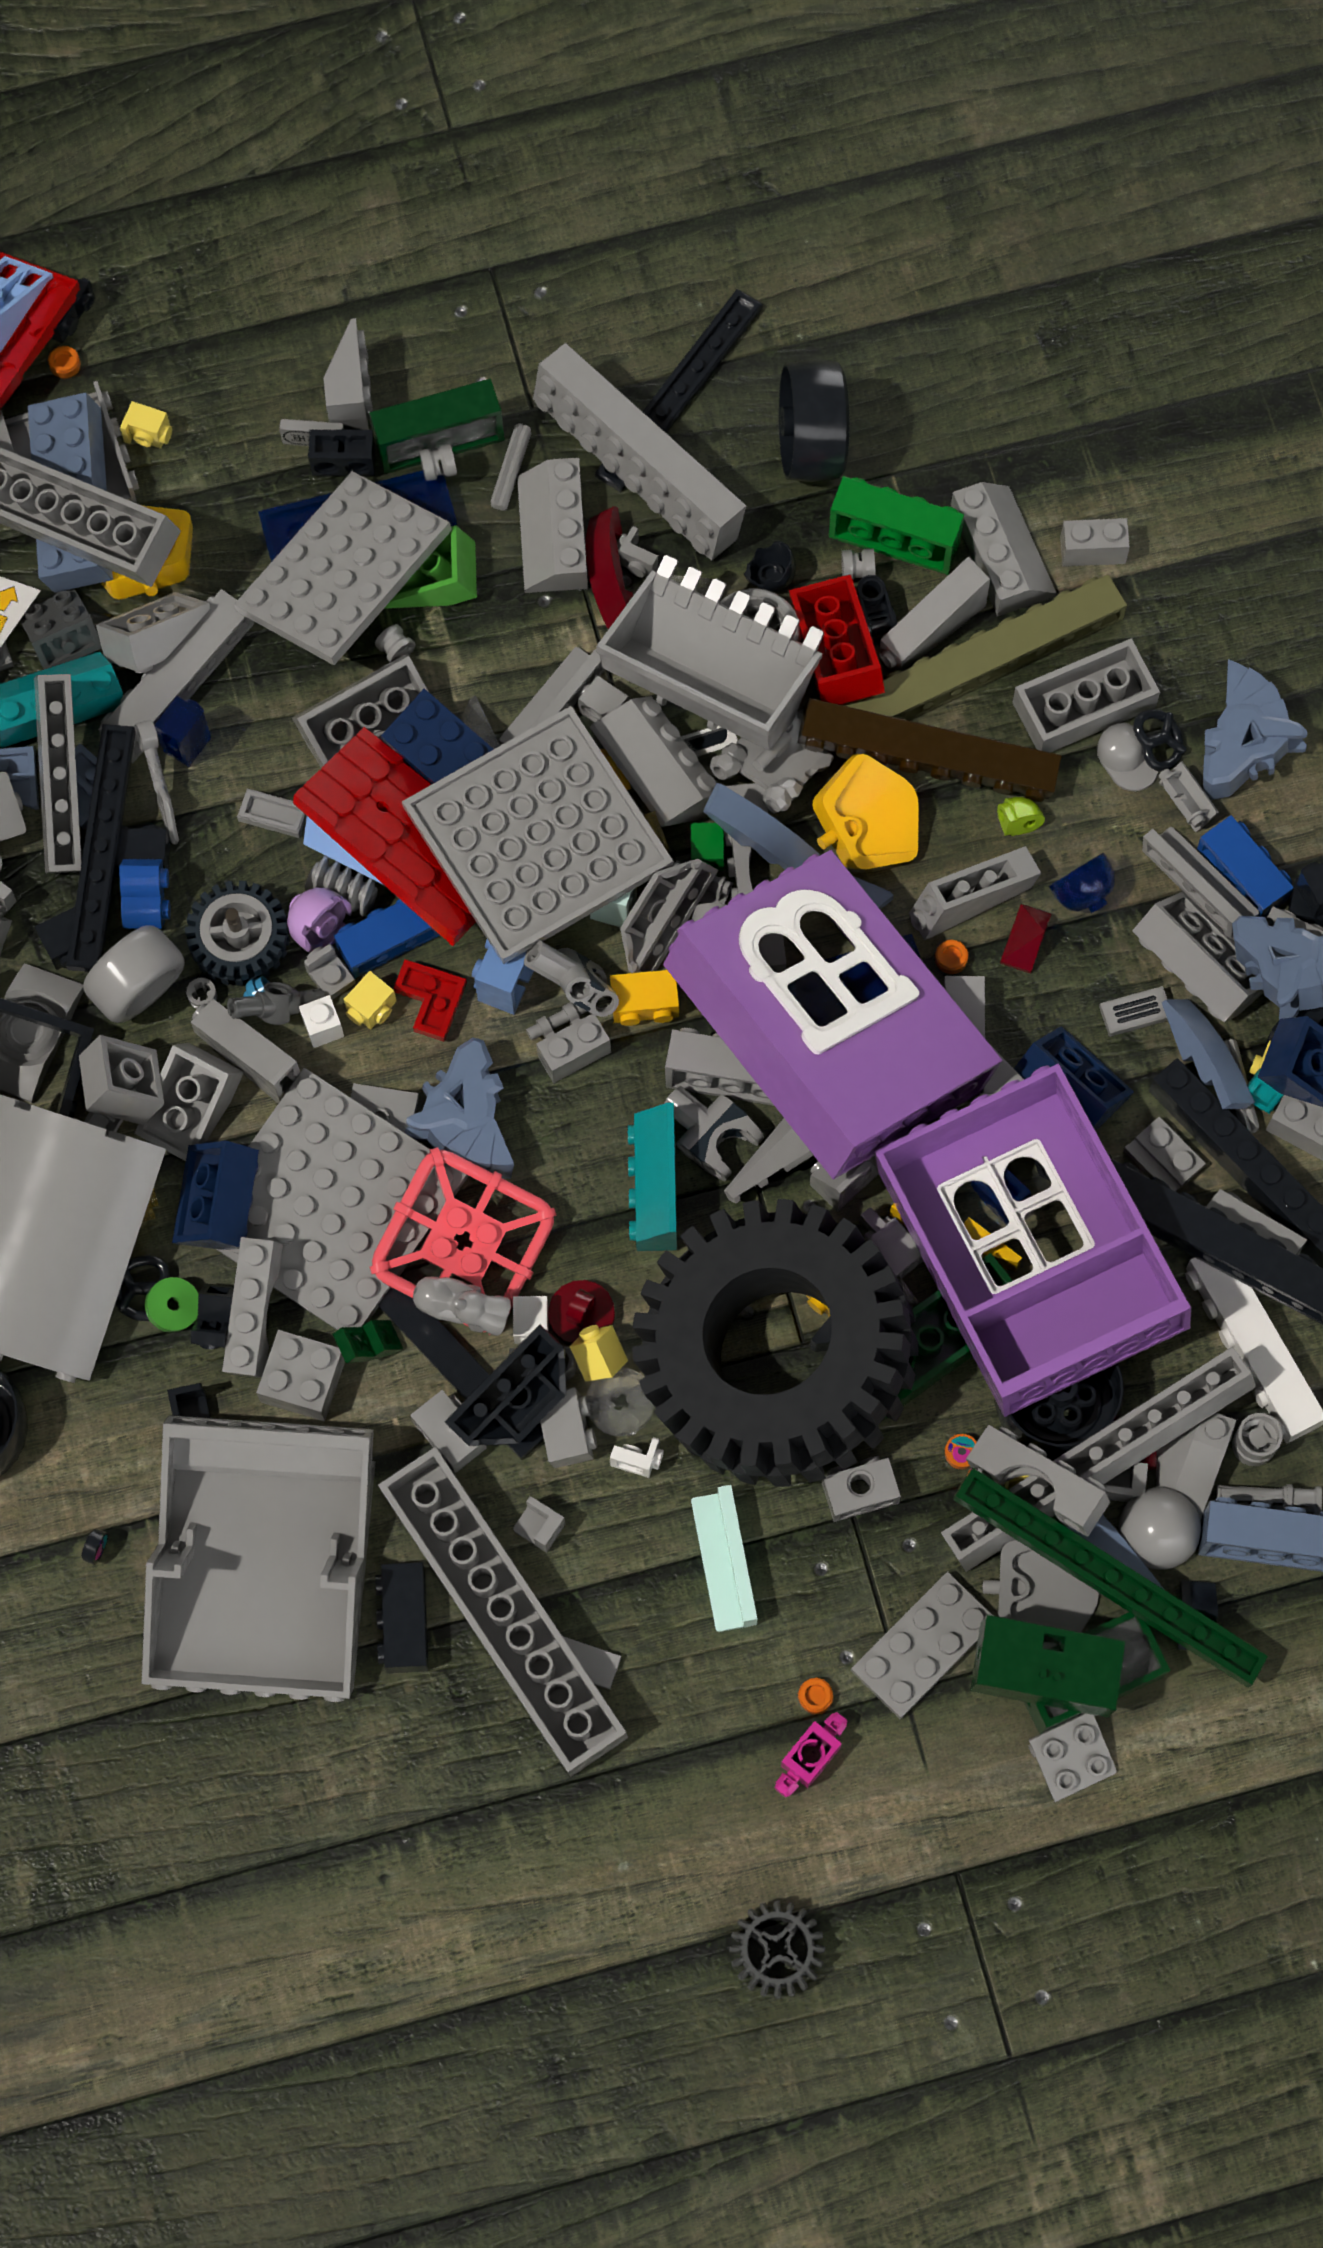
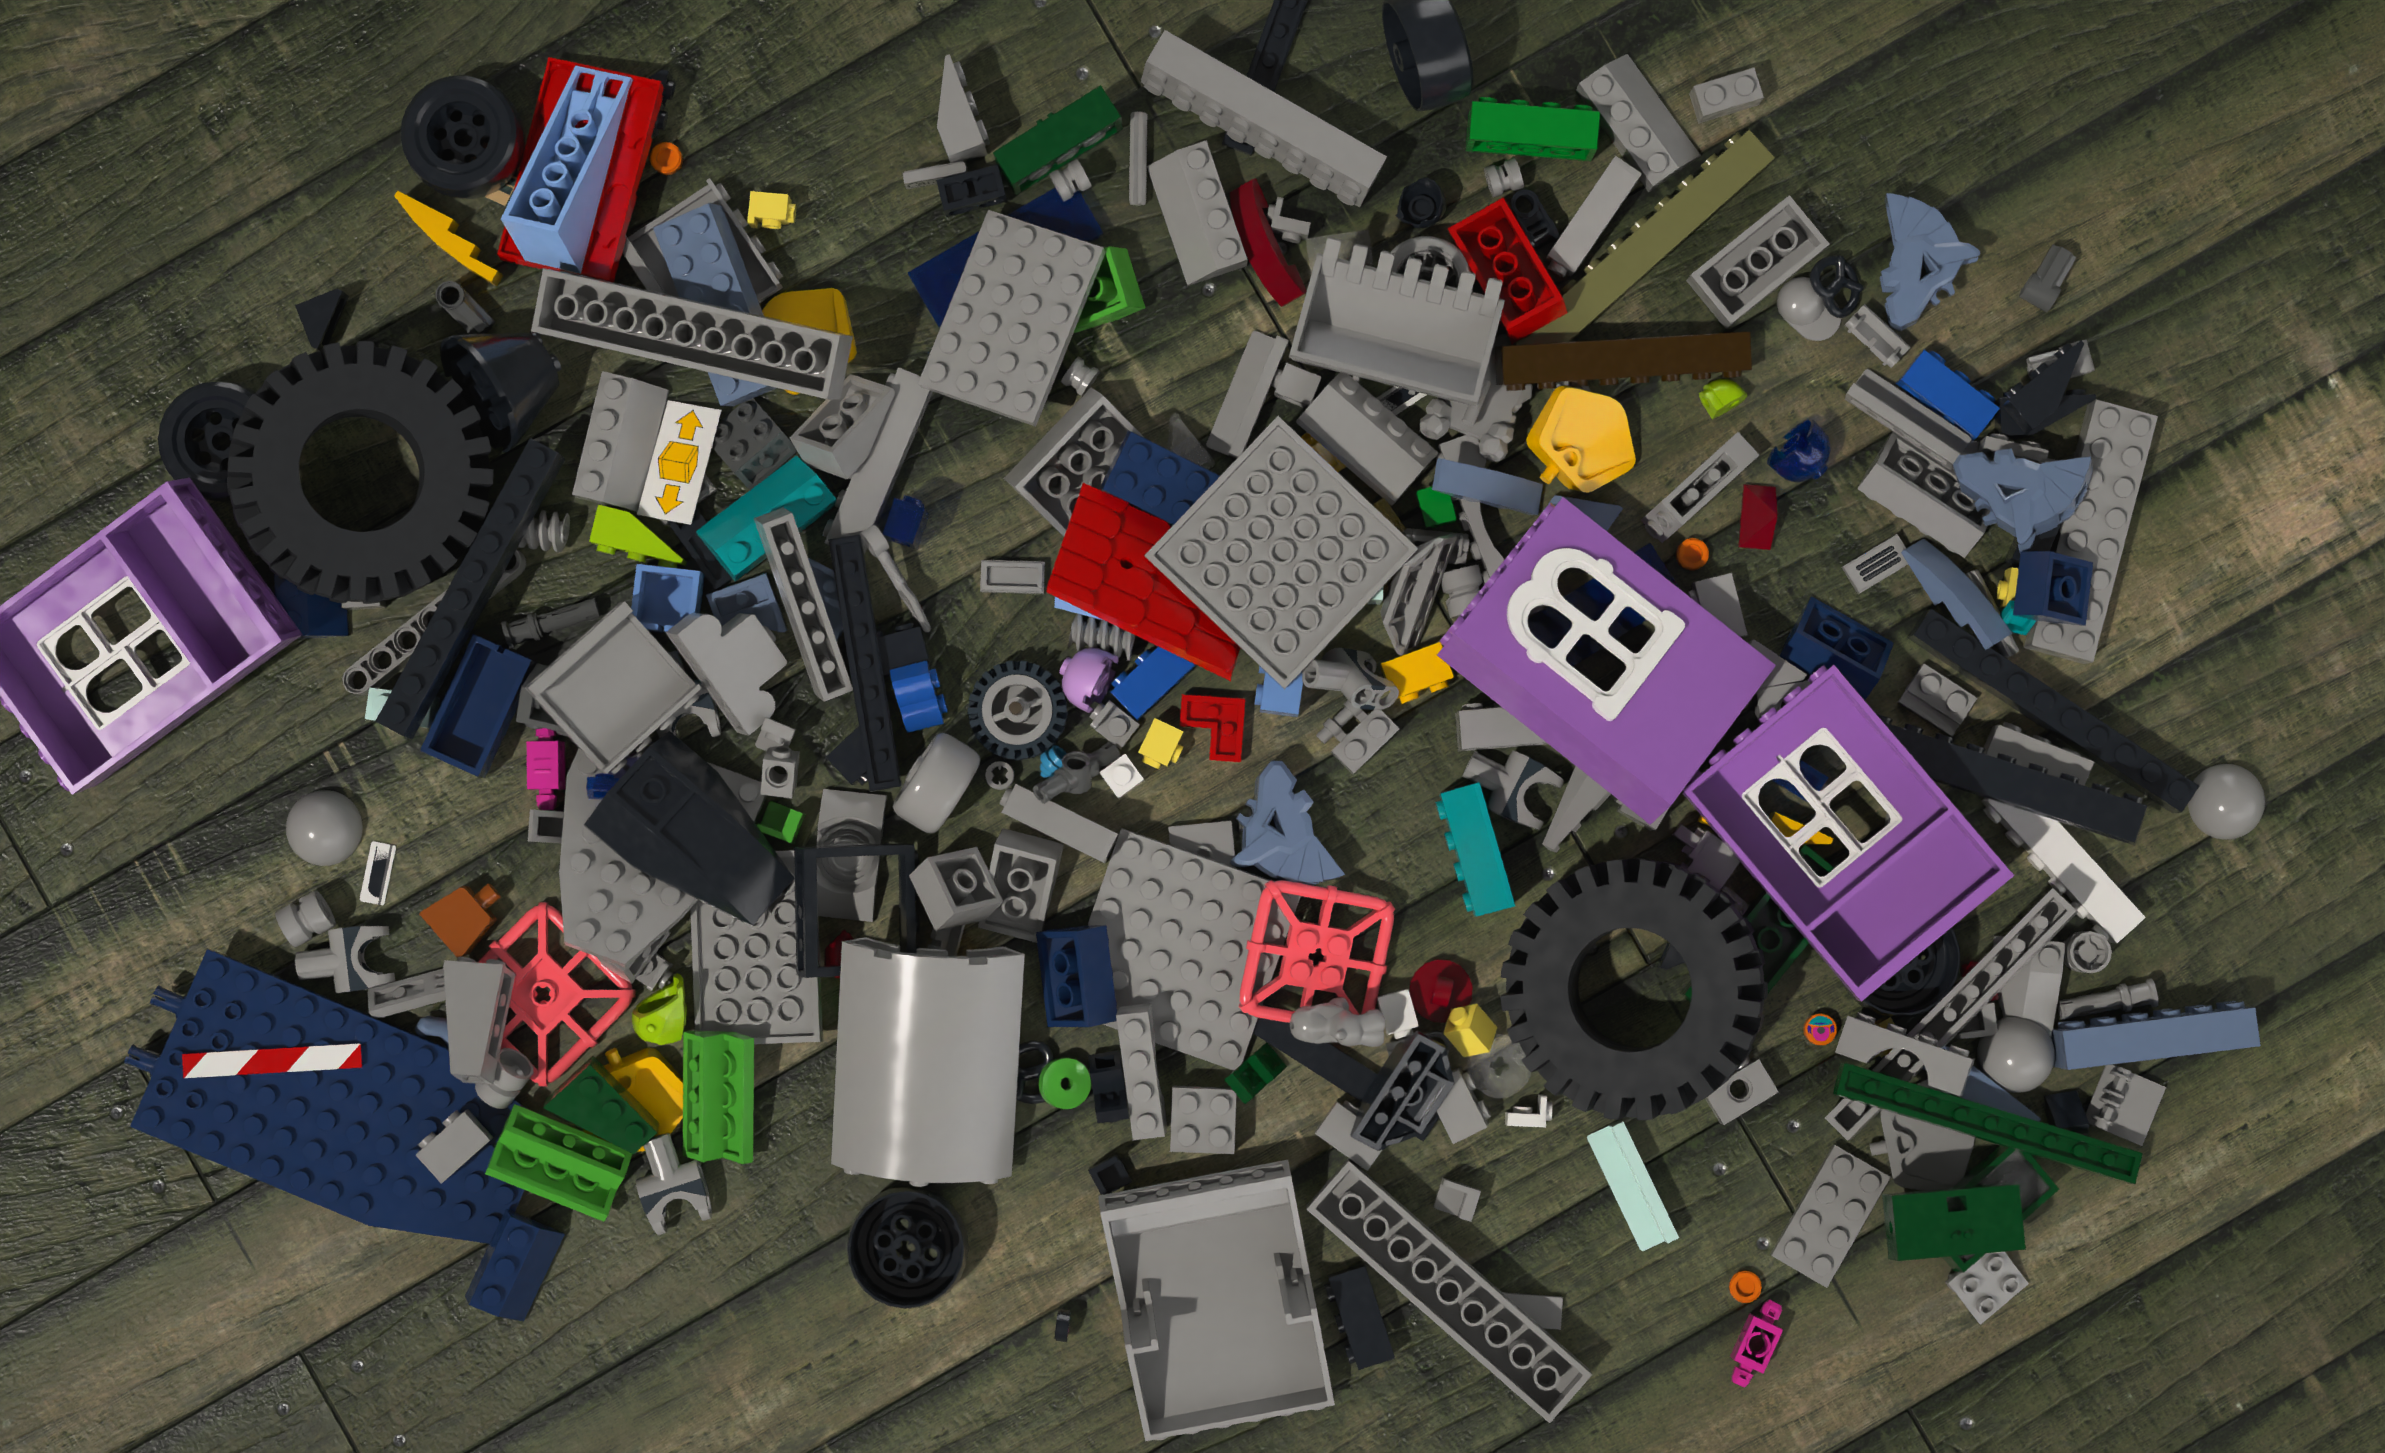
camera: 10 degrees left, 15 degrees up
(1262, 1609) = (2124, 1104): none -> light grey hinge

